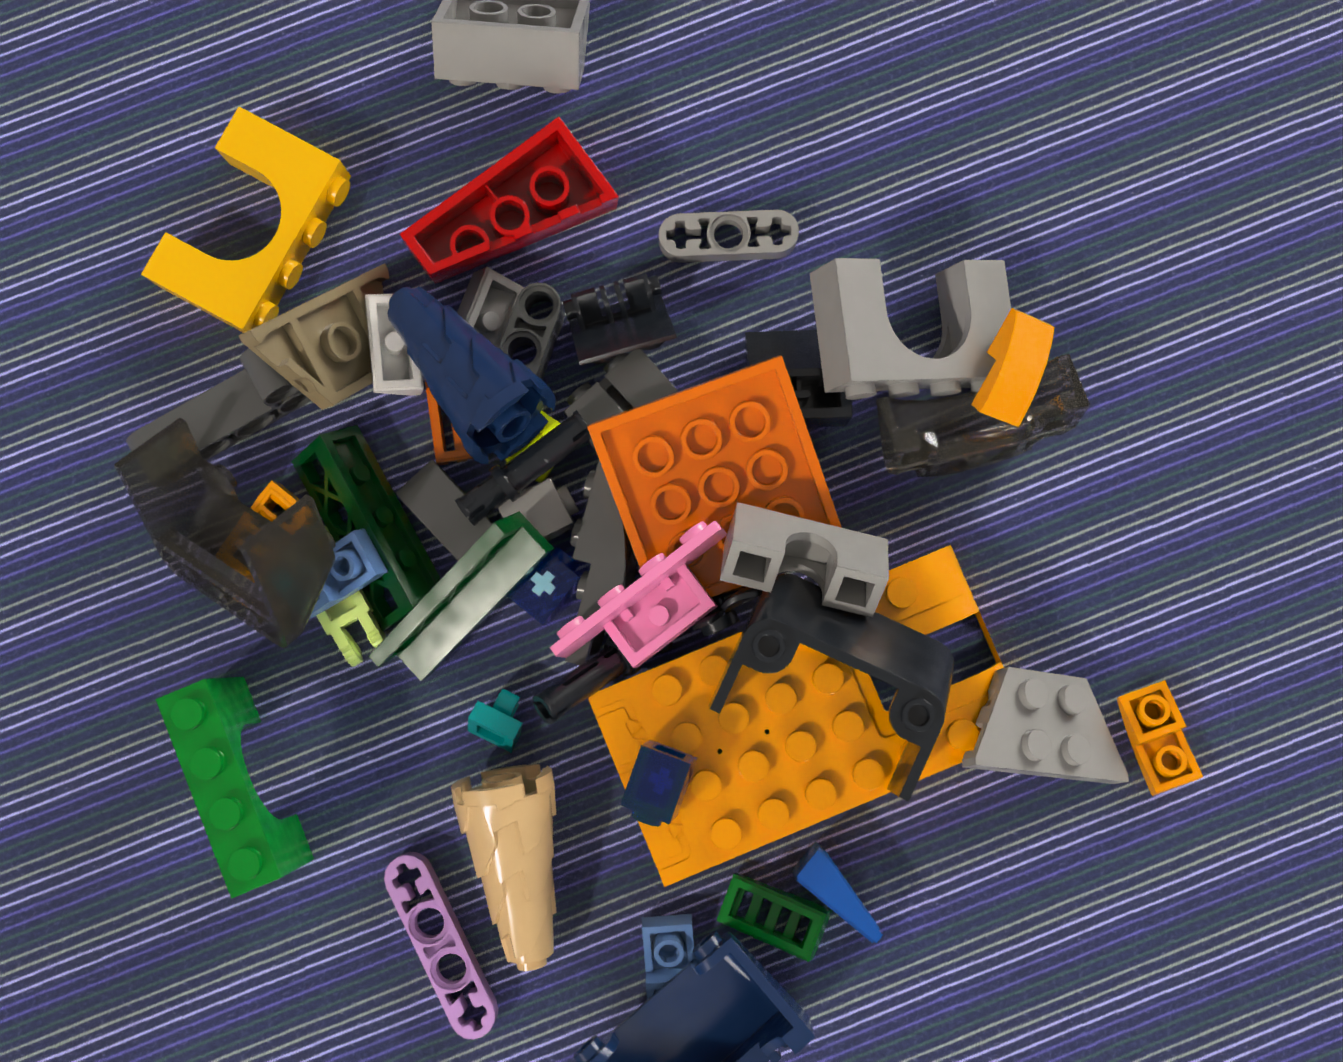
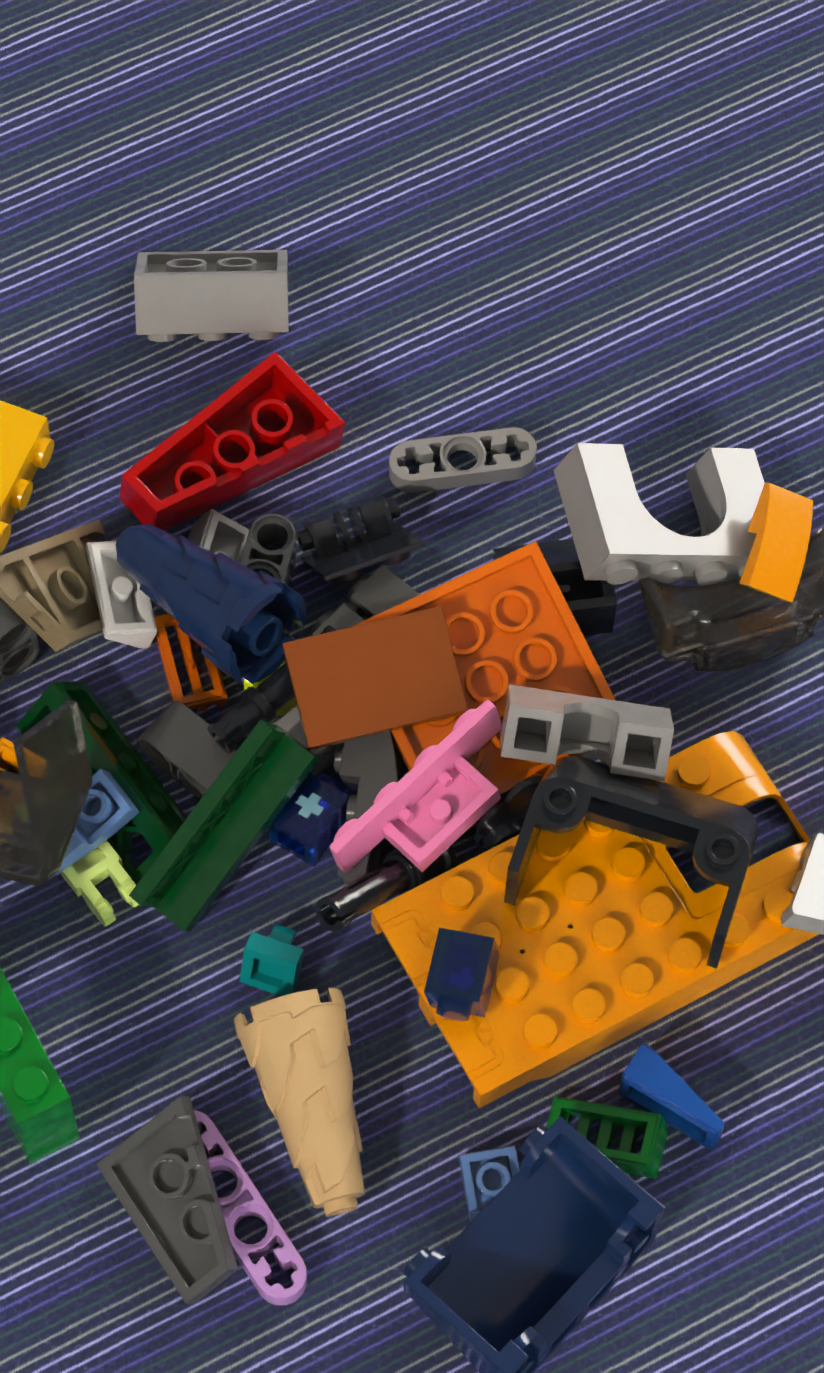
camera: 15 degrees left, 20 degrees down
(385, 941) = (173, 1200): none -> dark grey wing
(611, 478) = (374, 678): none -> dark orange tile

